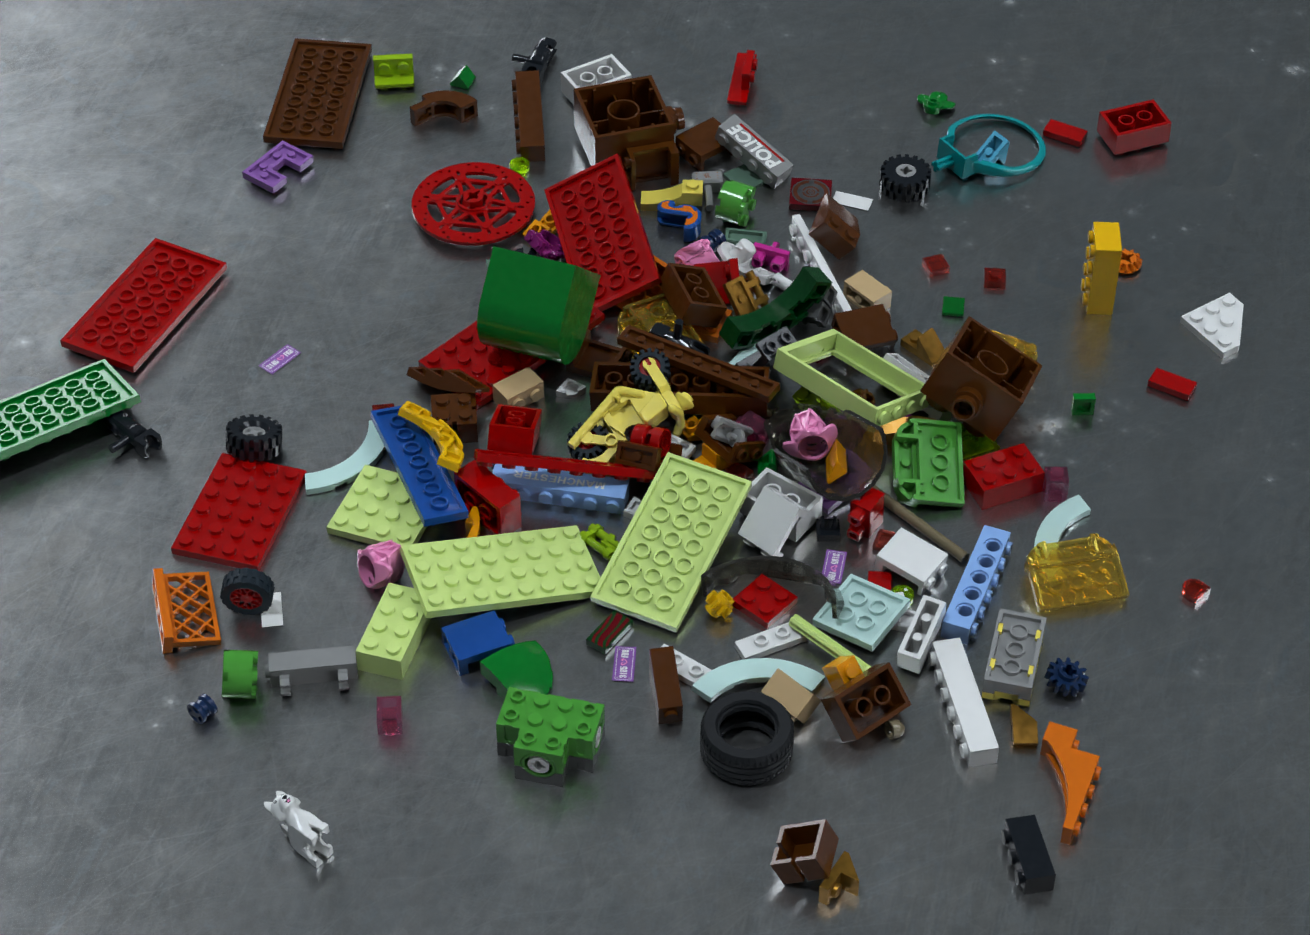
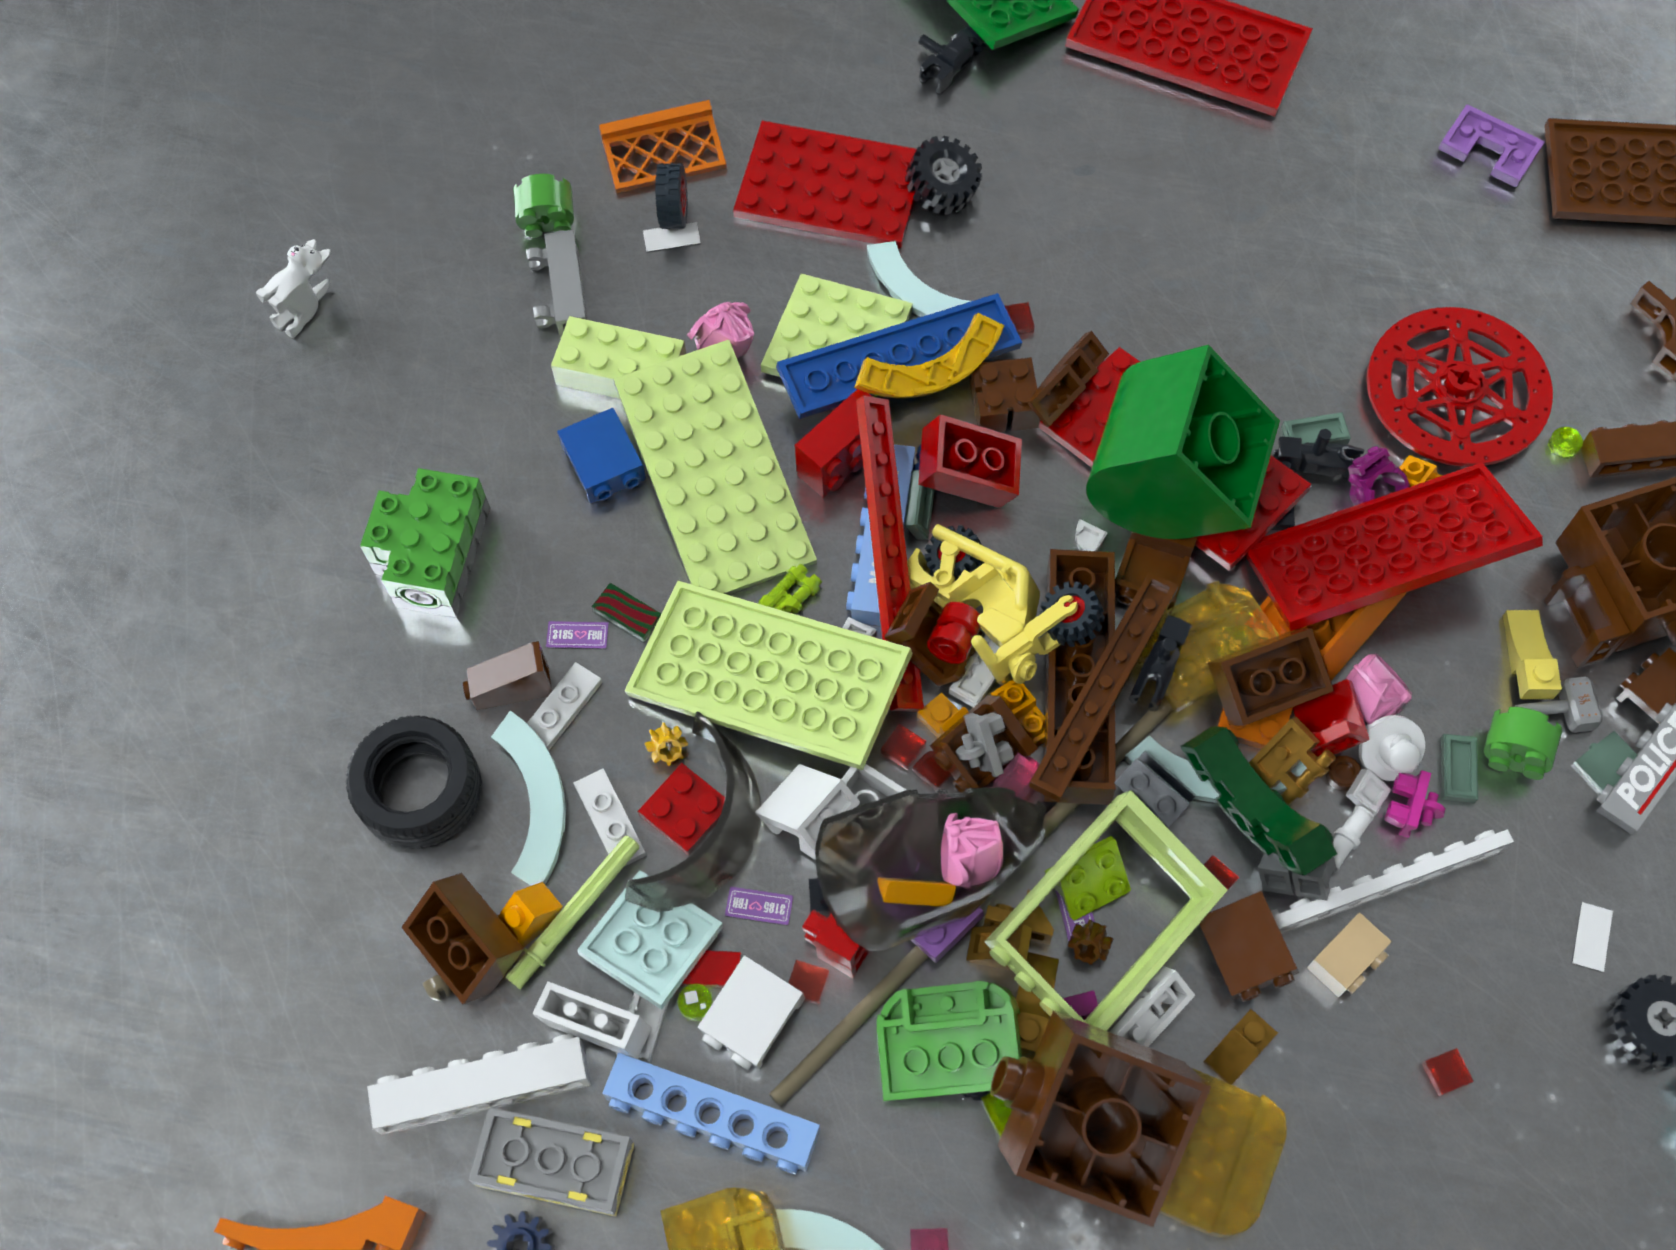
camera: 90 degrees right, 20 degrees up
(202, 708) = (502, 181): dark blue wheel -> none
(279, 359) = (1113, 195): medium lavender sticker -> none
(389, 715) = (483, 370): clear pink brick -> none
(472, 523) = (785, 438): light orange slope -> none
(519, 389) = (1065, 468): tan brick -> none
(520, 667) = (548, 511): green brick -> none
(680, 216) = (1486, 670): blue animal -> none
(715, 237) = (1438, 720): dark blue wheel -> none
(792, 695) = (491, 840): tan brick -> none
(804, 851) = (200, 864): reddish brown piece -> none
(808, 193) = (1589, 867): tile -> none
(835, 228) = (1499, 901): reddish brown slope -> none
(841, 877) = (183, 912): pearl gold slope -> none
(953, 306) = (1348, 1098): green slope -> none
(994, 278) = (1432, 1174): clear red plate -> none
(1003, 476) = (941, 1163): red brick -> none
(1023, 727) = (432, 1173): pearl gold slope -> none
(1028, 854) = (194, 1168): black brick -> none

